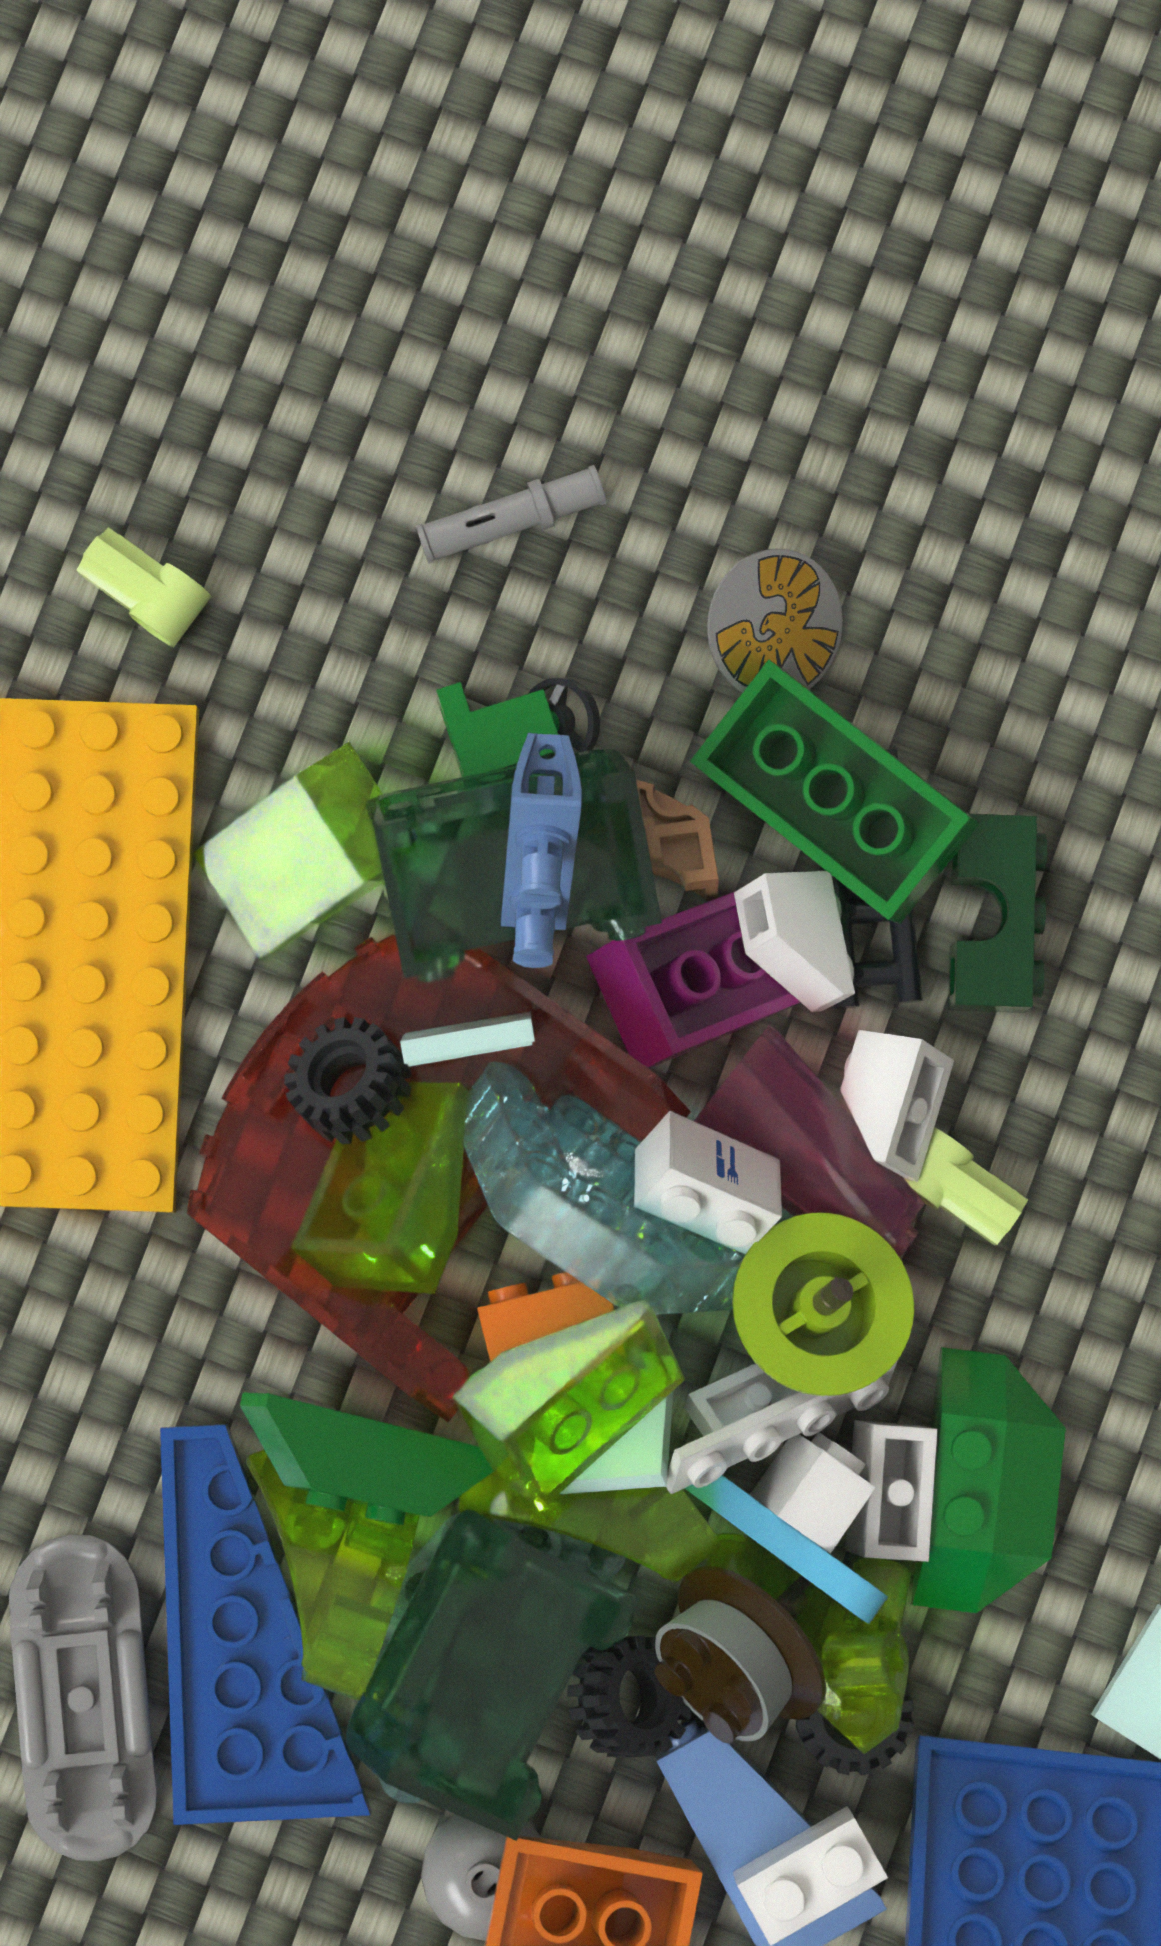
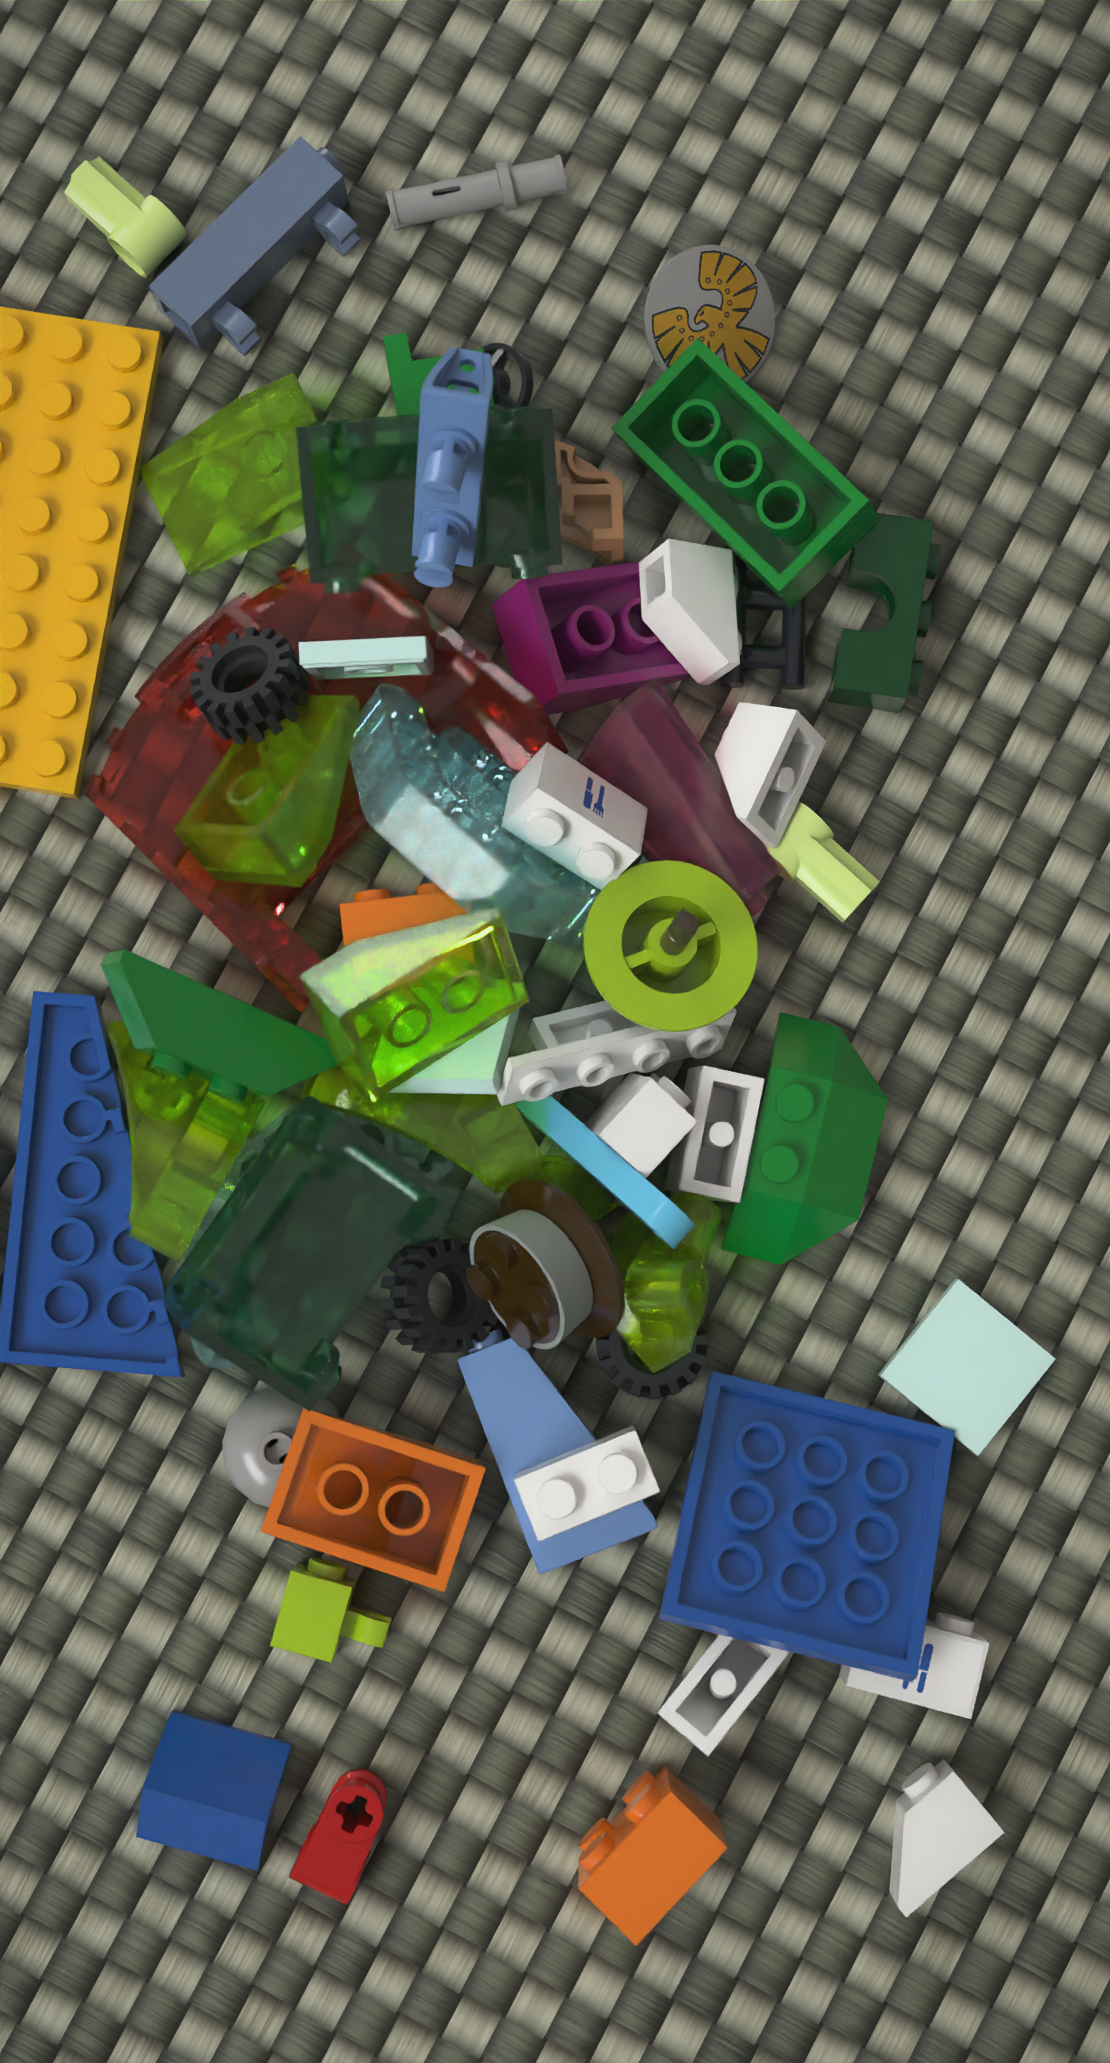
camera: 15 degrees right, 0 degrees up
(283, 599) = (252, 243): none -> sand blue brick

